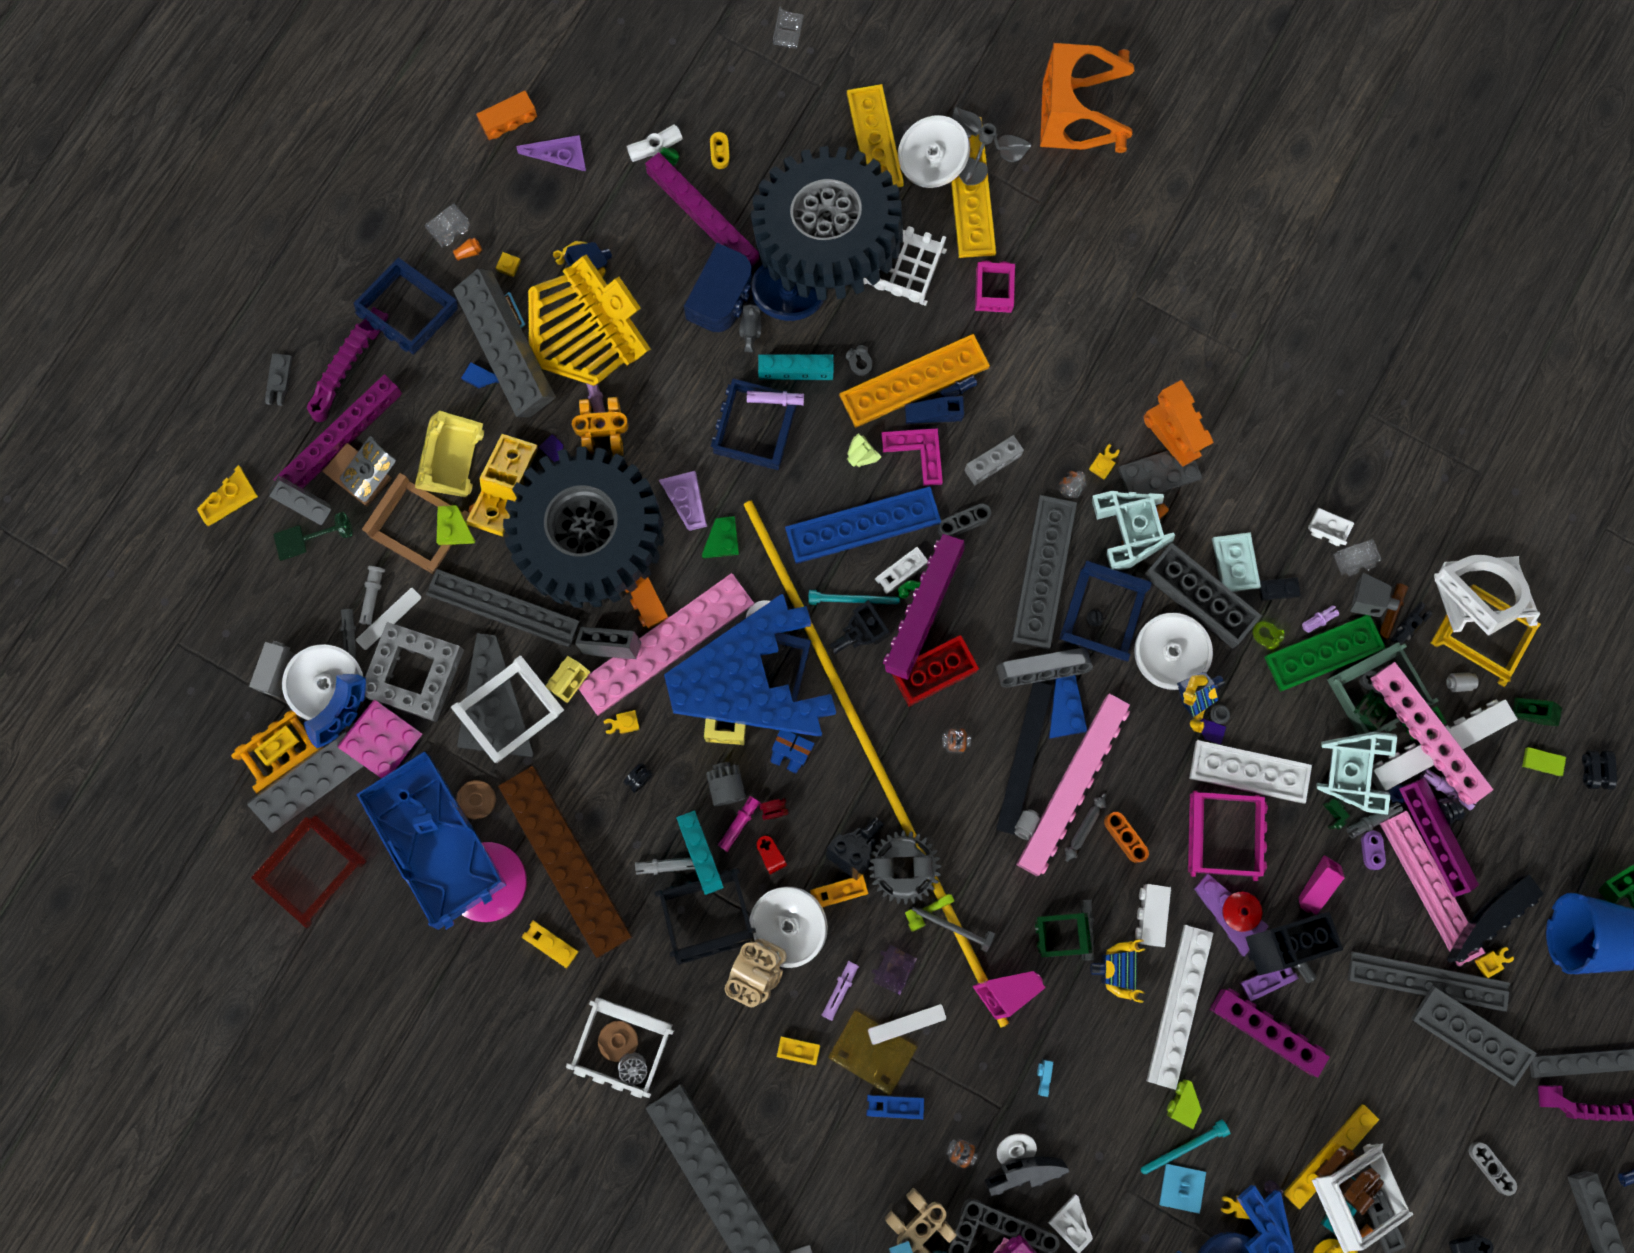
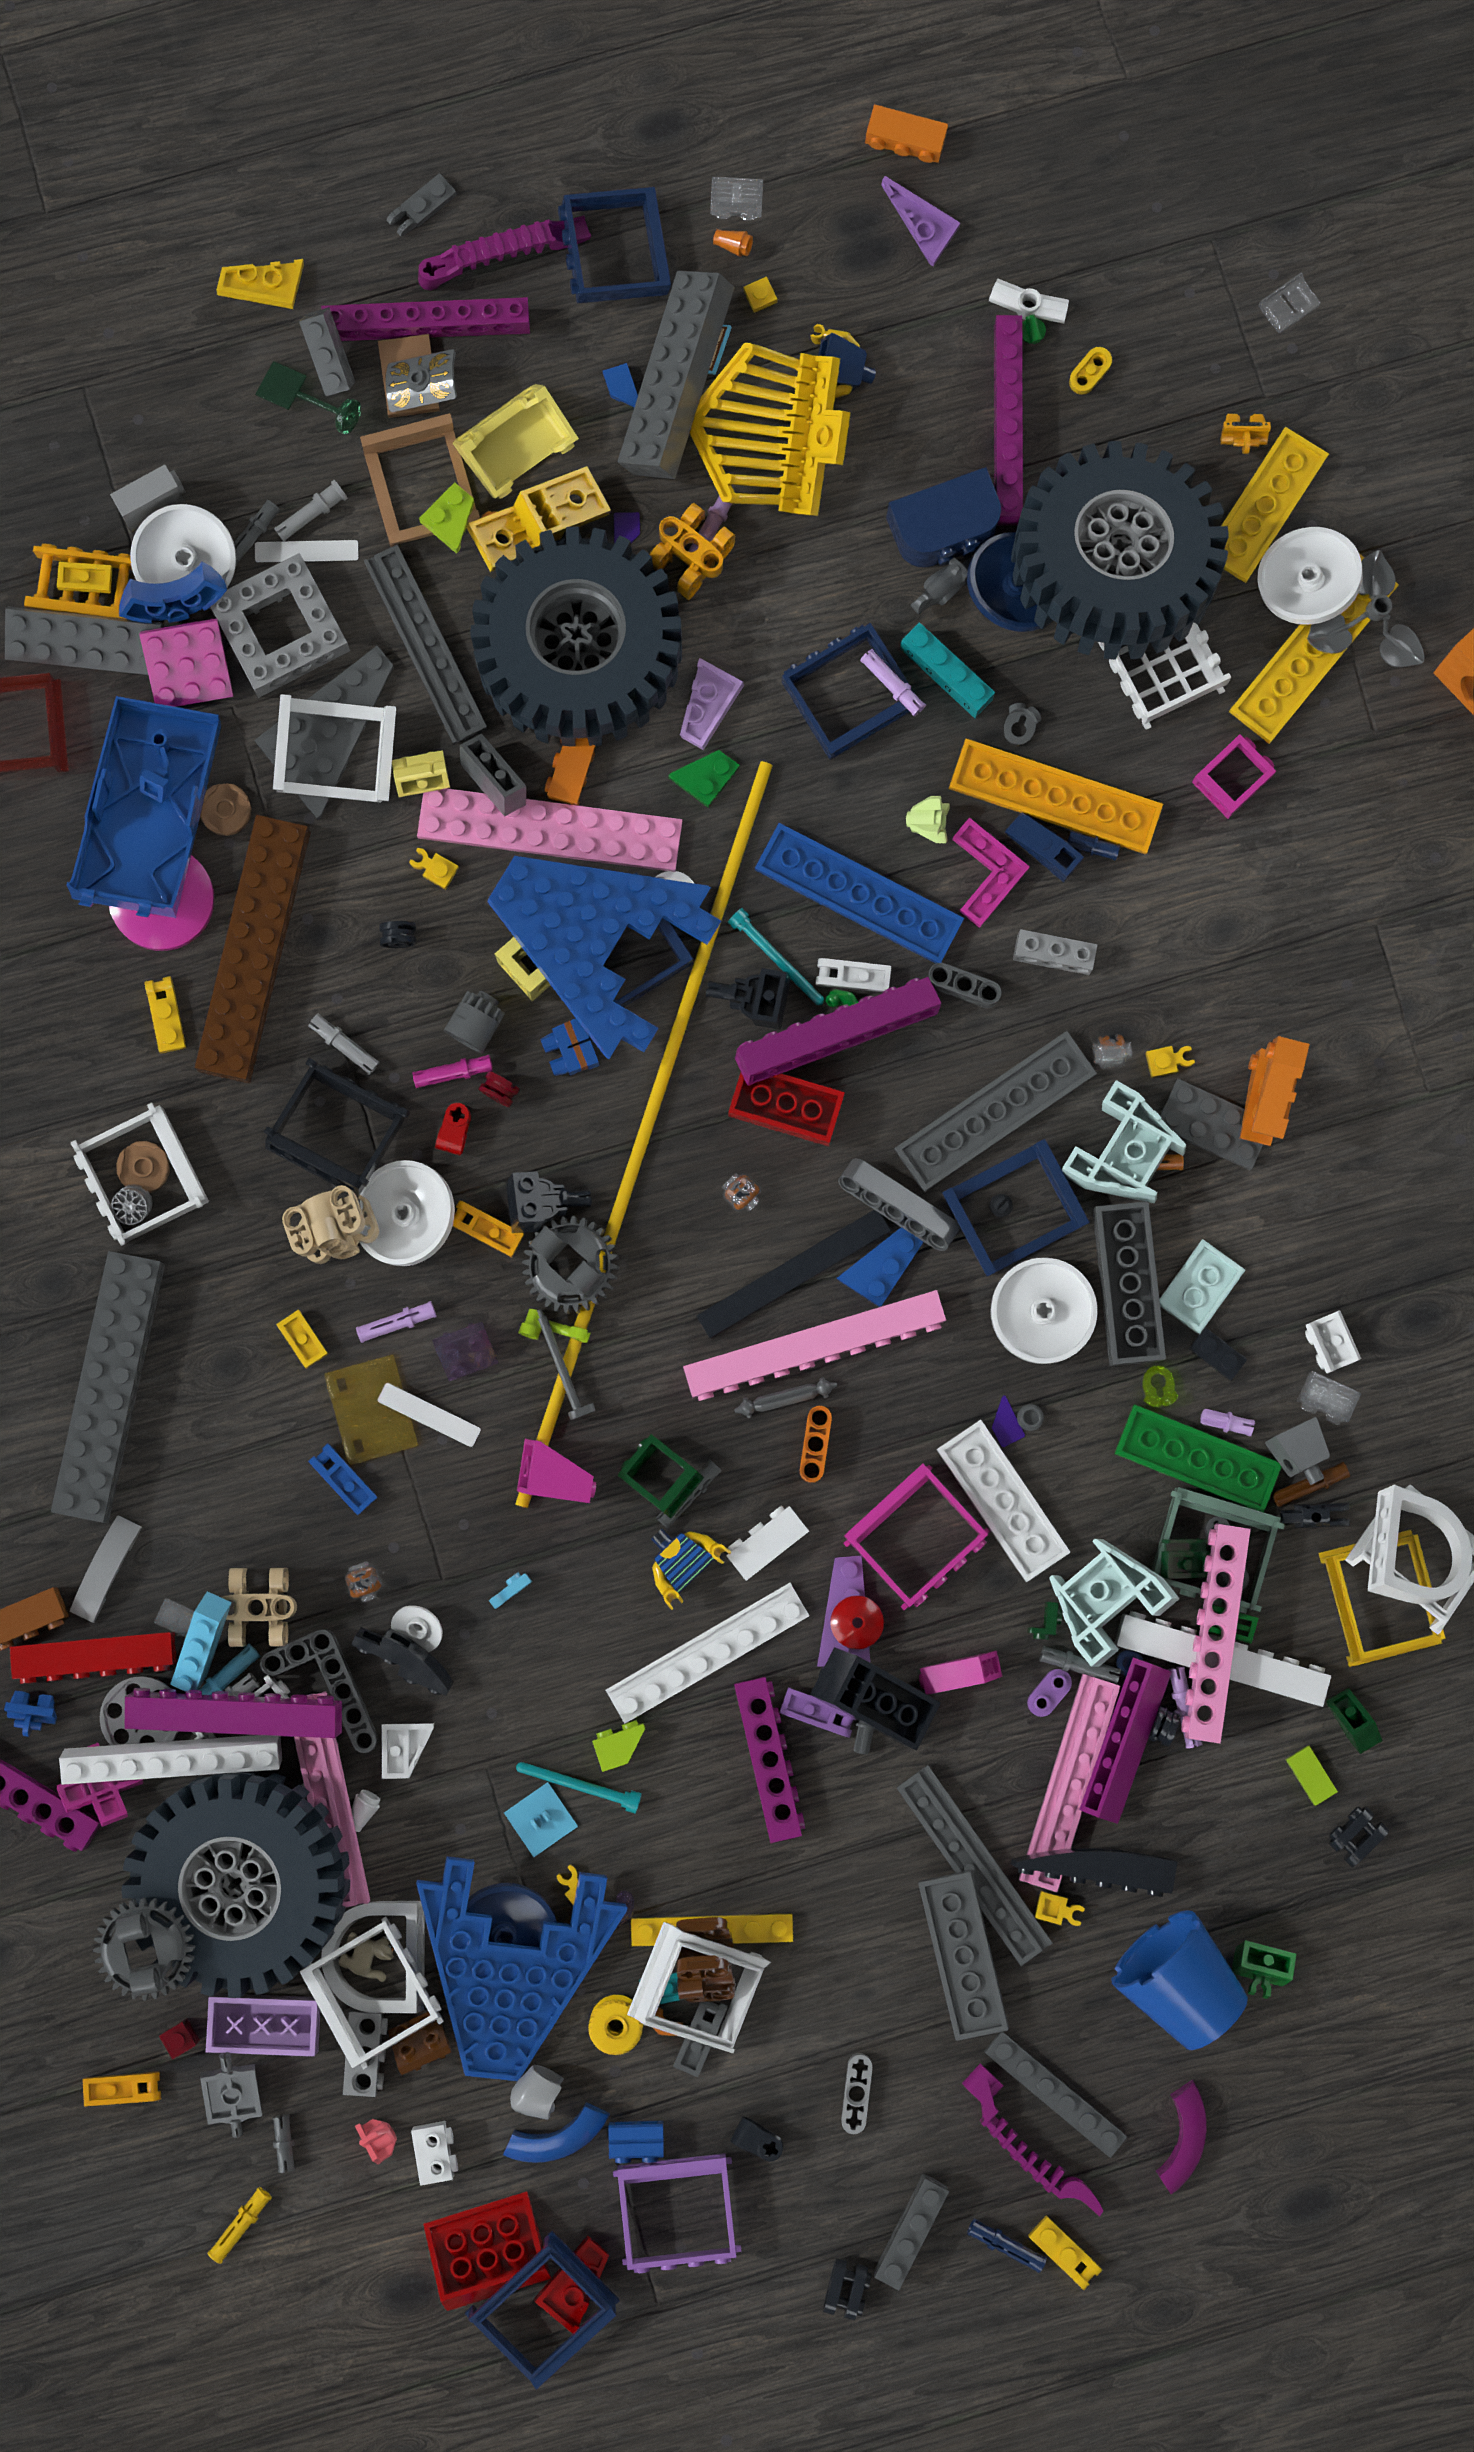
camera: 45 degrees right, 5 degrees up
(699, 852) = (386, 1061): teal brick -> none
(829, 112) = (1245, 433): none -> light orange hips
(1027, 824) = (730, 1338): light grey brick -> none
(1198, 694) = (1023, 1376): torso -> none
(1462, 682) = (1308, 1619): light grey brick -> none

